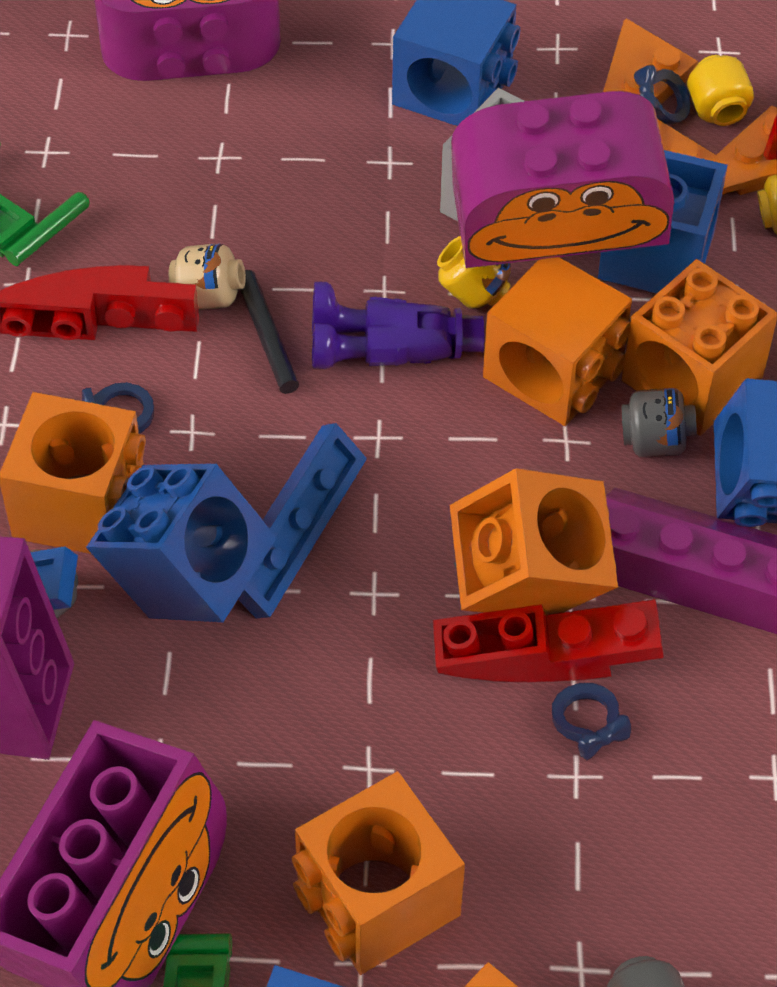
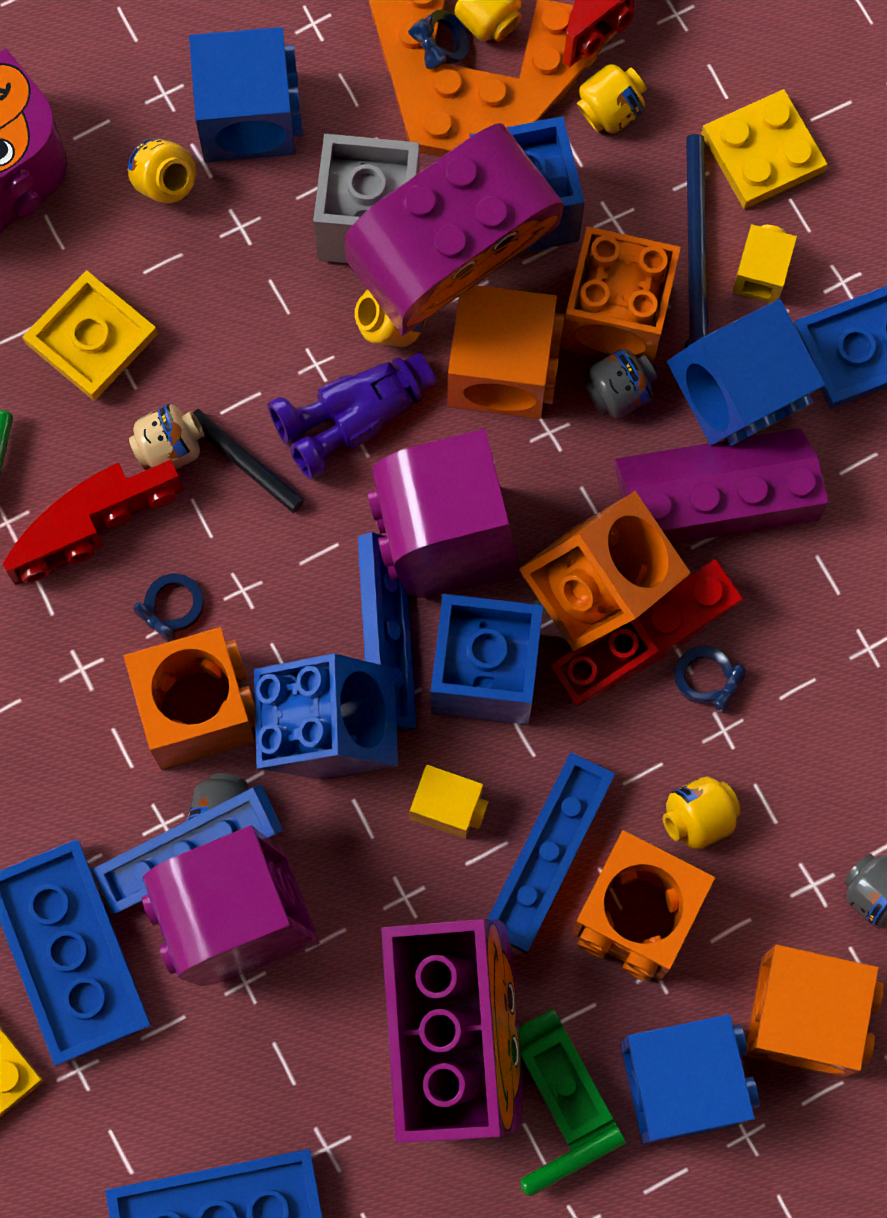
camera: 30 degrees left, 20 degrees up
(199, 176) = (90, 335): none -> yellow plate
(253, 689) = (448, 802): none -> yellow brick
(270, 815) = (550, 849): none -> blue plate
(362, 80) = (162, 170): none -> yellow head
(369, 572) = (485, 659): none -> blue brick
(407, 423) = (443, 516): none -> magenta brick
(501, 828) = (701, 812): none -> yellow head

